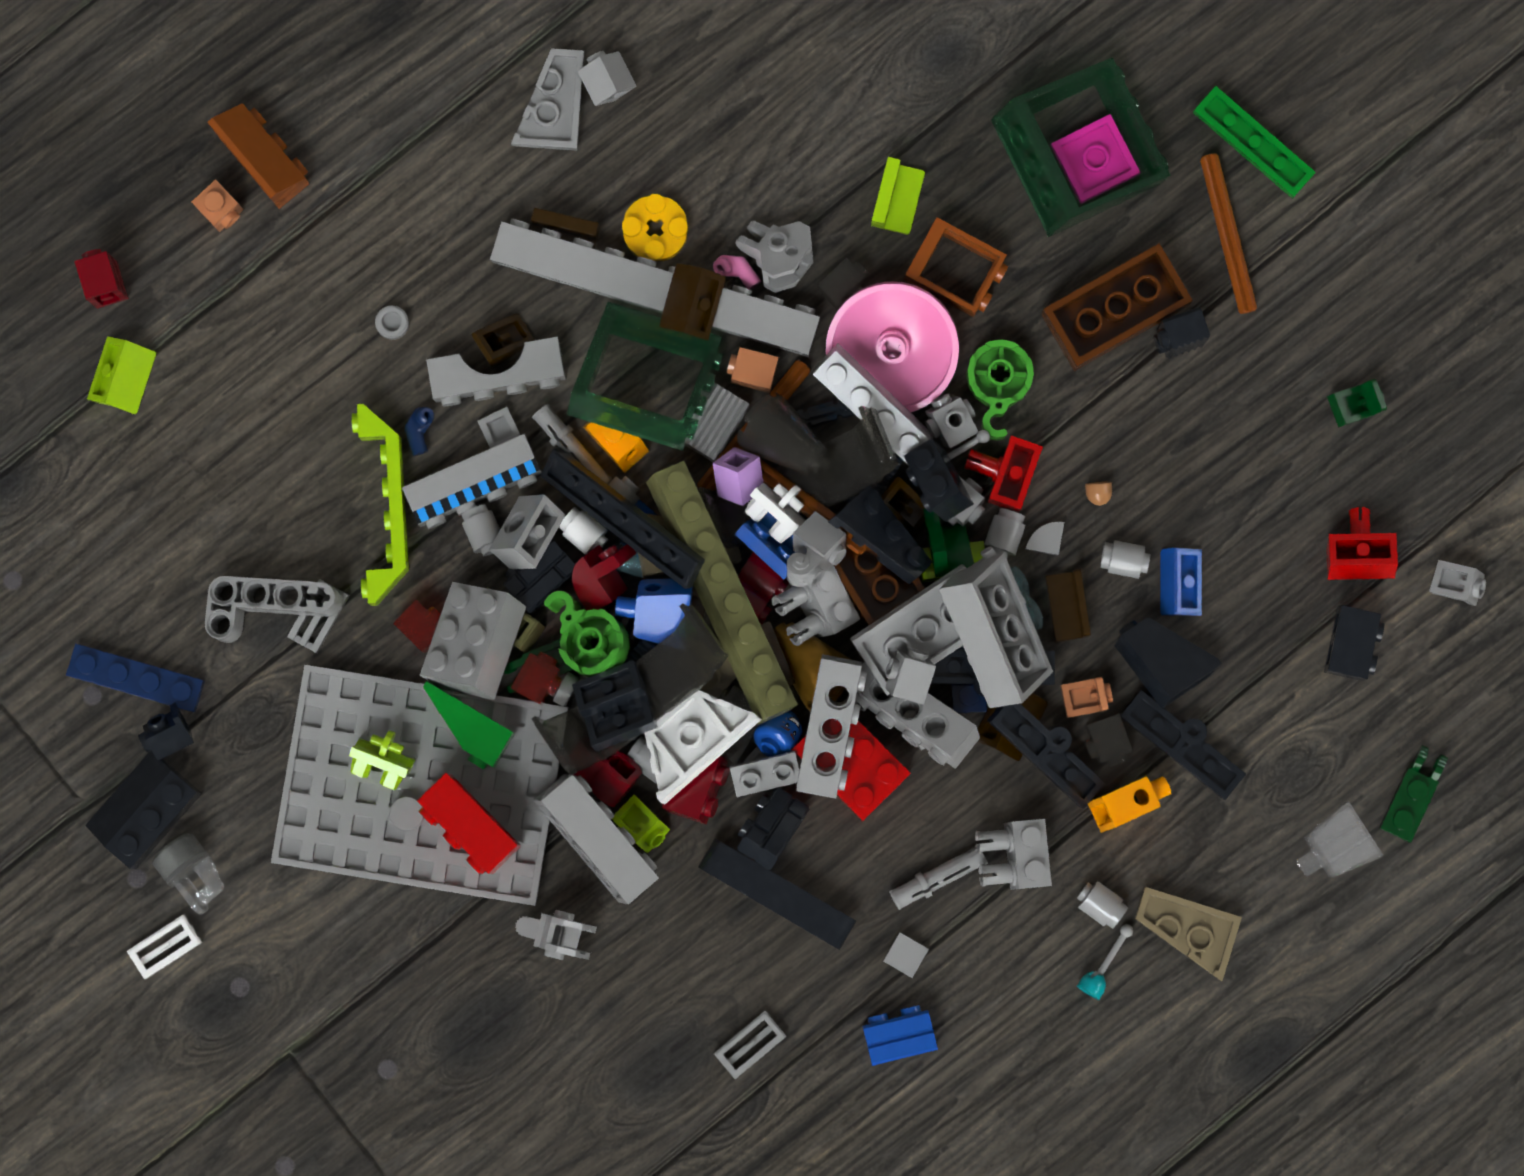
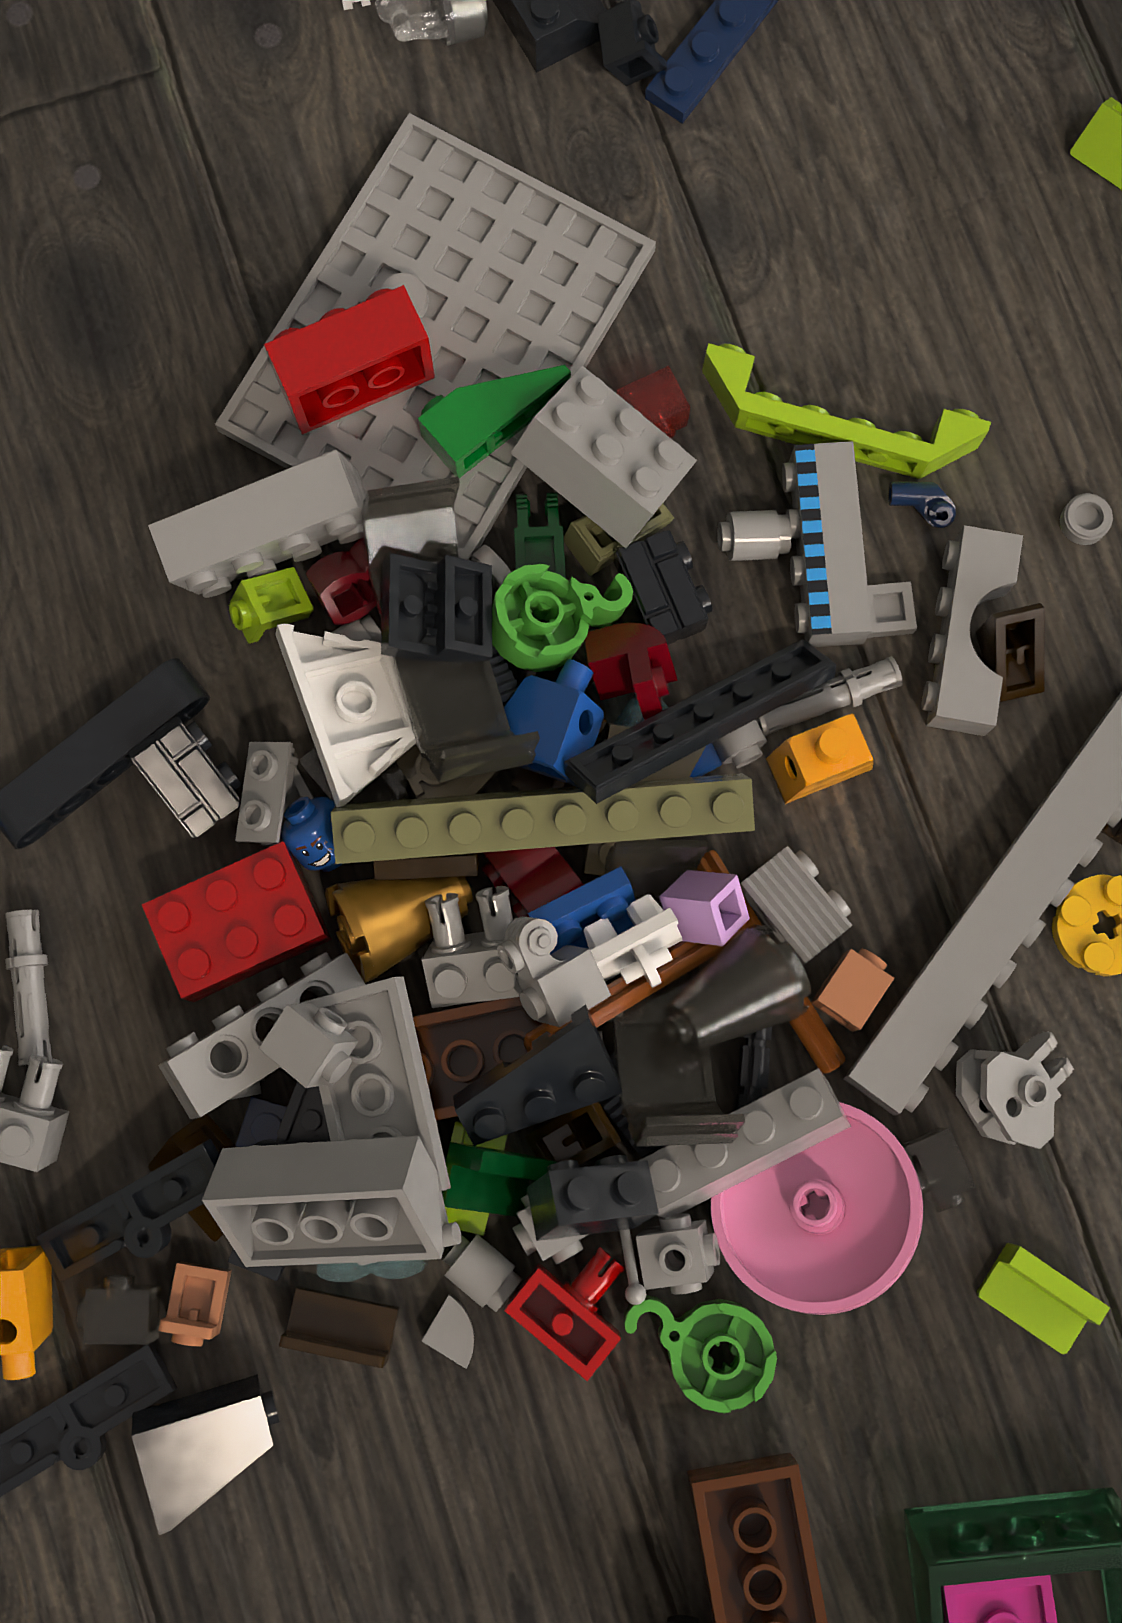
camera: 105 degrees right, 5 degrees down
(274, 602) = (777, 180): light grey beam -> none
(304, 640) = (728, 275): light grey tile -> none
(384, 755) = (490, 289): lime hips -> none
(527, 532) = (730, 586): light grey brick -> none
(538, 678) = (519, 527): clear red brick -> none
(555, 934) = (158, 436): light grey hinge -> none
(583, 530) = (704, 666): white brick -> none
(630, 419) = (957, 864): clear green window -> none
(692, 301) = (986, 934): dark brown panel -> none
(698, 798) = (267, 689): dark red brick -> none
(737, 267) = (1010, 1022): bright pink arm -> none
(812, 777) = (221, 851): light grey brick -> none
(937, 231) = (969, 1351): dark orange window -> none
(1099, 492) = (491, 1439): medium nougat hinge -> none
(1125, 559) = (376, 1441): light grey brick -> none
(1181, 582) = (313, 1513): blue slope -> none

